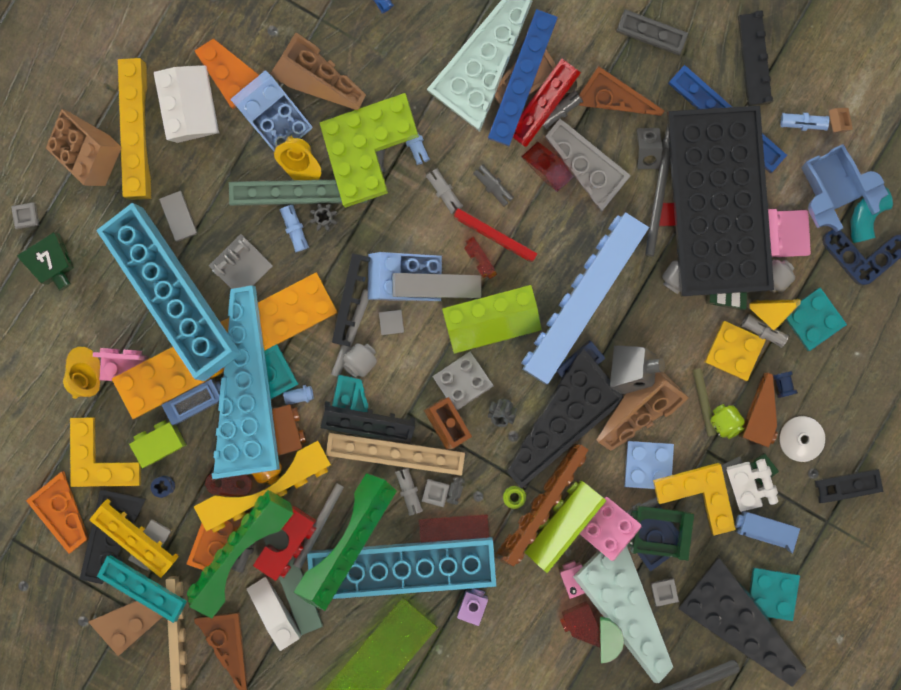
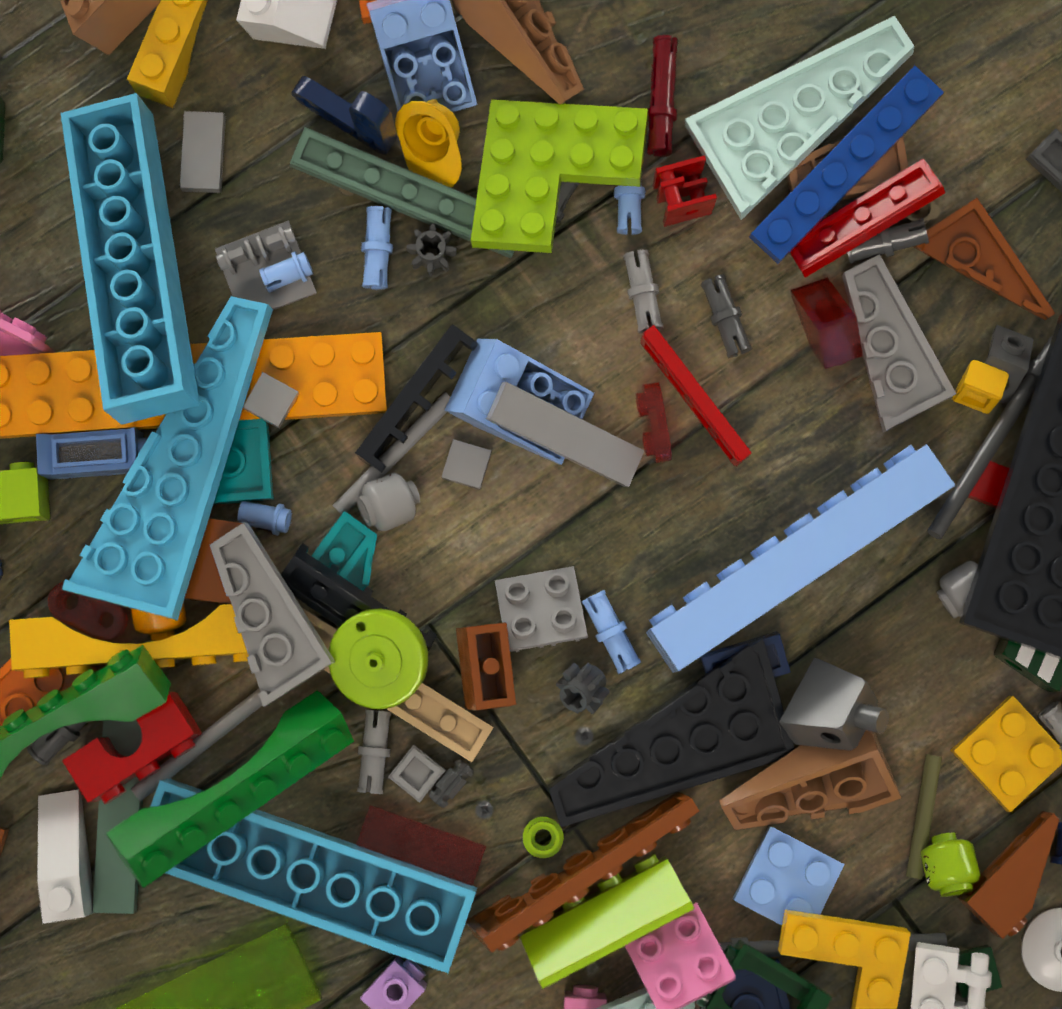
camera: 20 degrees right, 5 degrees down
(252, 262) = (286, 271): none -> light blue pin
(258, 164) = (364, 119): none -> dark blue beam
(275, 334) = (271, 400): none -> light grey tile
(331, 451) = (275, 629): none -> light grey wing
(391, 443) = (378, 658): none -> lime wheel
(412, 89) = (662, 110): none -> dark red pin
(436, 131) = (671, 187): none -> red piece
(492, 319) = (632, 528): lime slope -> none
(504, 377) = (611, 631): none -> light blue pin
(642, 166) = (981, 387): none -> yellow slope

